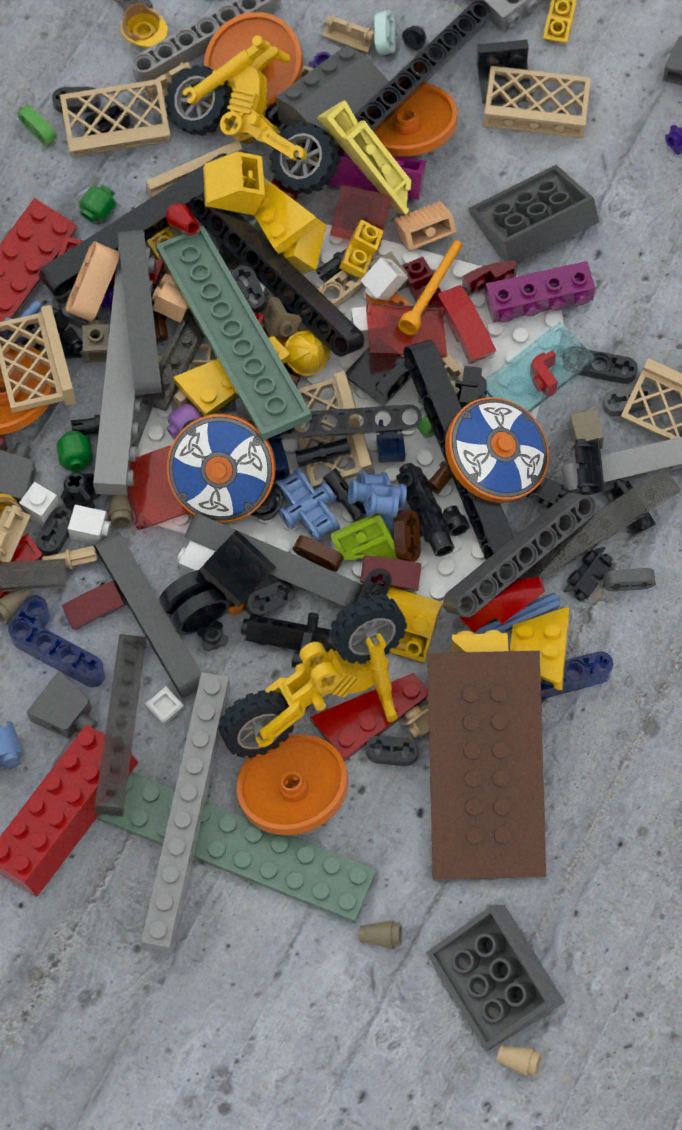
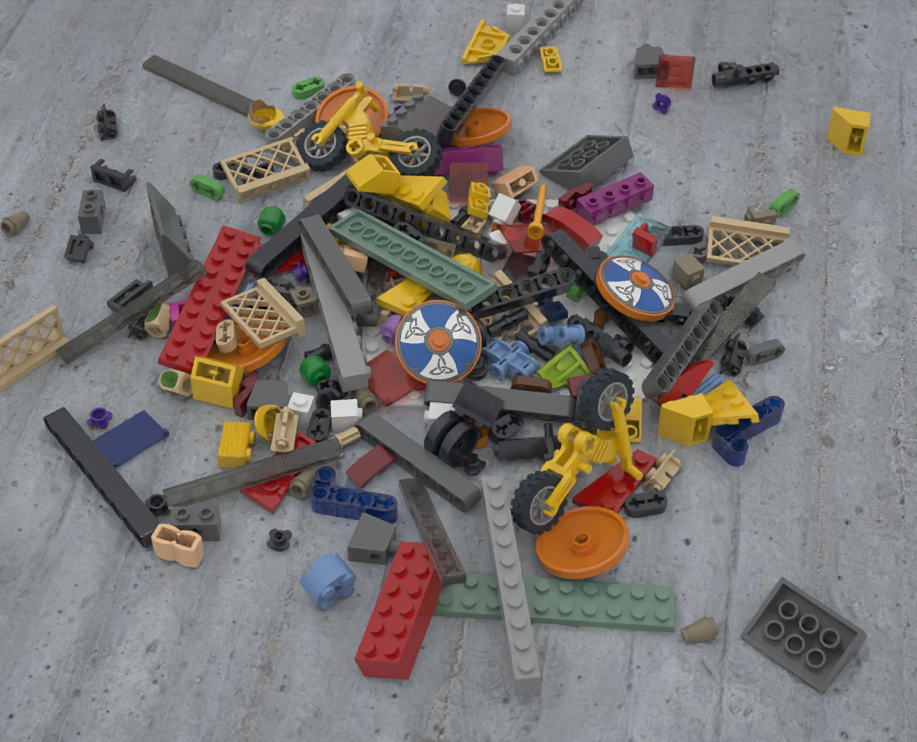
camera: 20 degrees left, 20 degrees down
(92, 281) = (289, 258): light nougat beam -> none
(164, 706) = (455, 520): white tile -> none
(180, 217) = (341, 207): red cone -> none
(368, 154) = (460, 139): light yellow wedge -> none
(384, 32) = (436, 87): light aqua beam -> none
(486, 765) = (727, 489): reddish brown plate -> none
(502, 54) = (526, 90): black bracket -> none
(520, 1059) = (854, 689): tan cone -> none
(531, 120) = (558, 111): tan fence -> none
(590, 466) = (704, 283): black hinge -> none

